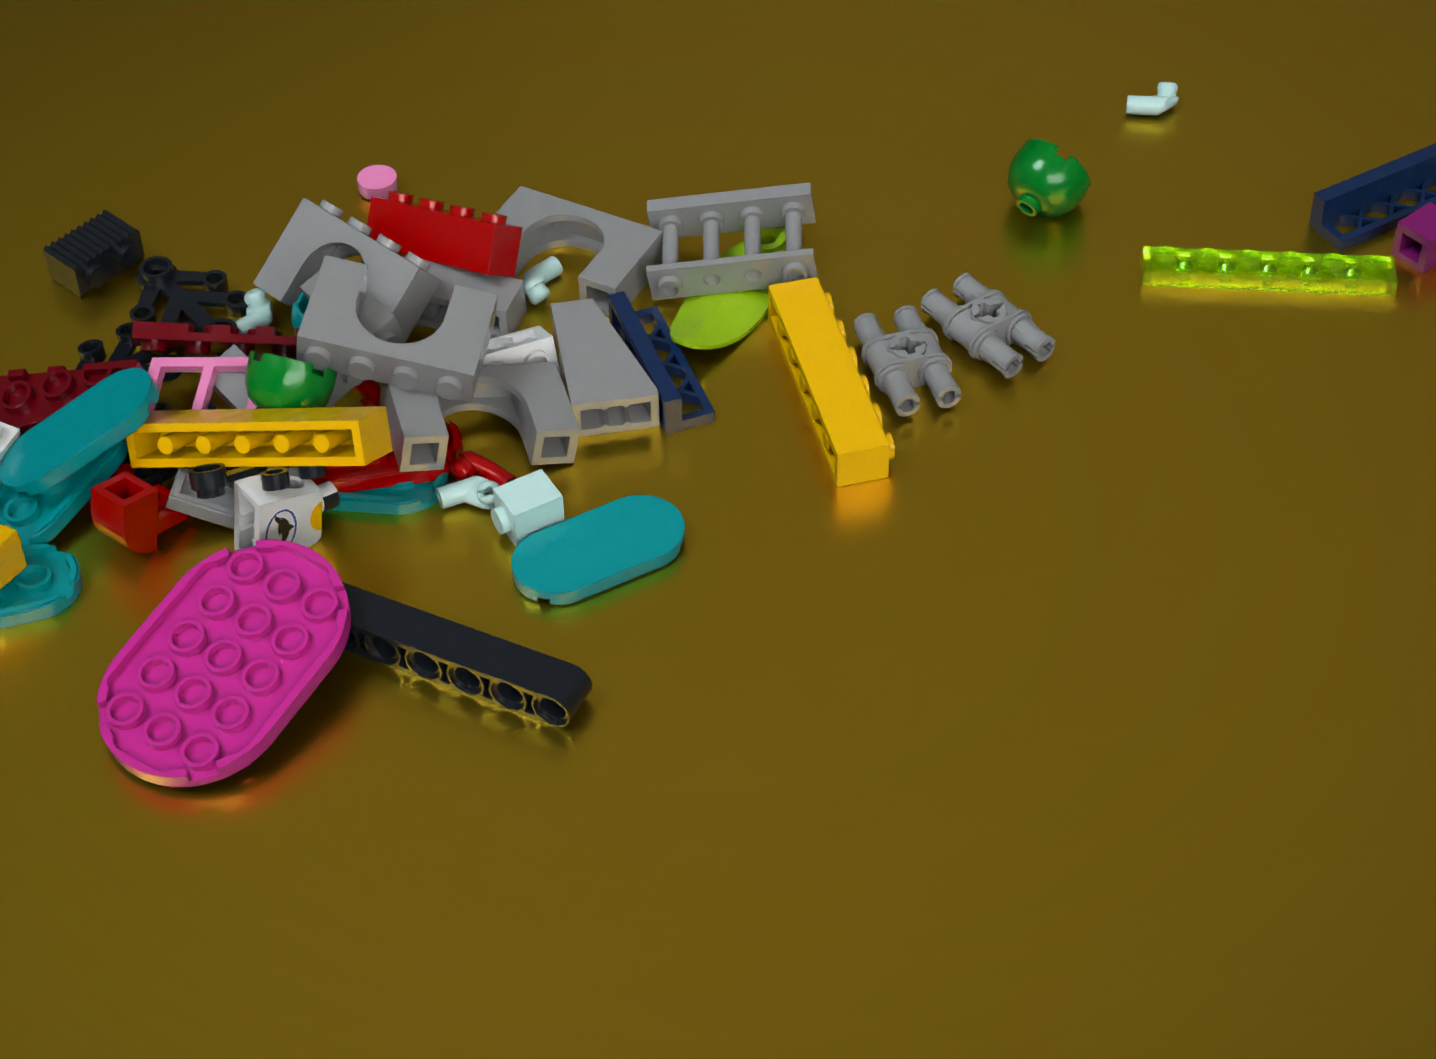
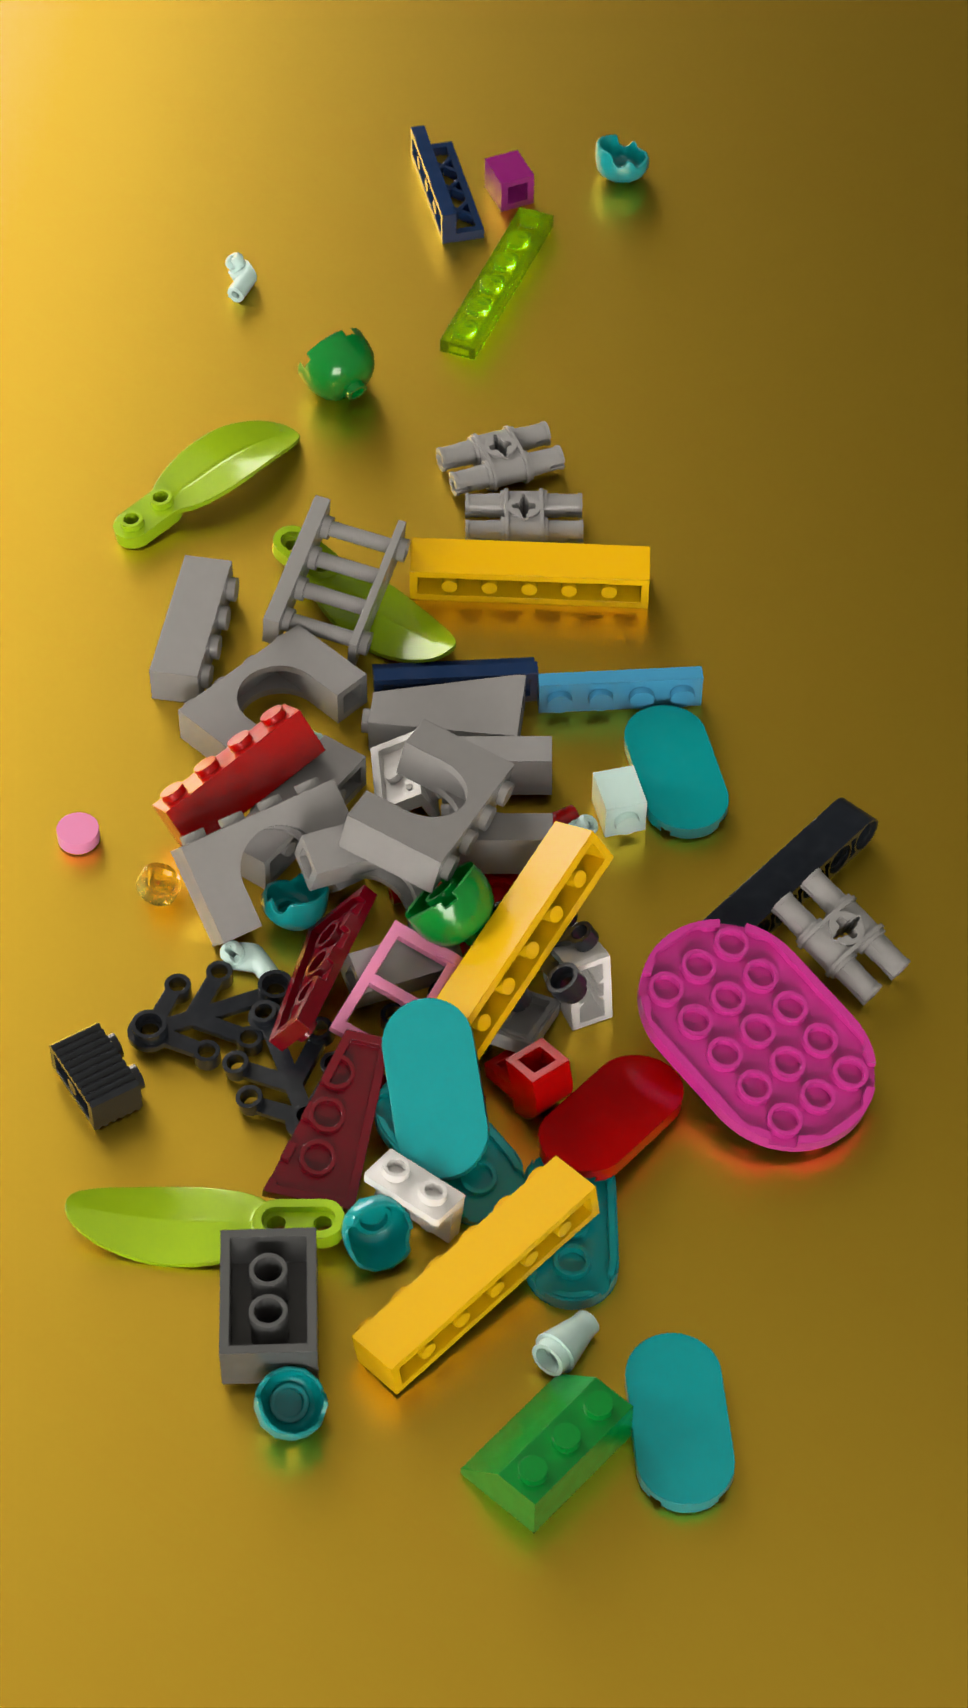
camera: 75 degrees left, 5 degrees up
(97, 579) = (612, 1116): none -> red tile
(390, 725) = (840, 954): none -> light grey pin
(628, 179) = (193, 629): none -> light grey brick
(690, 485) = (619, 689): none -> dark azure plate
(861, 141) = (202, 475): none -> lime plant

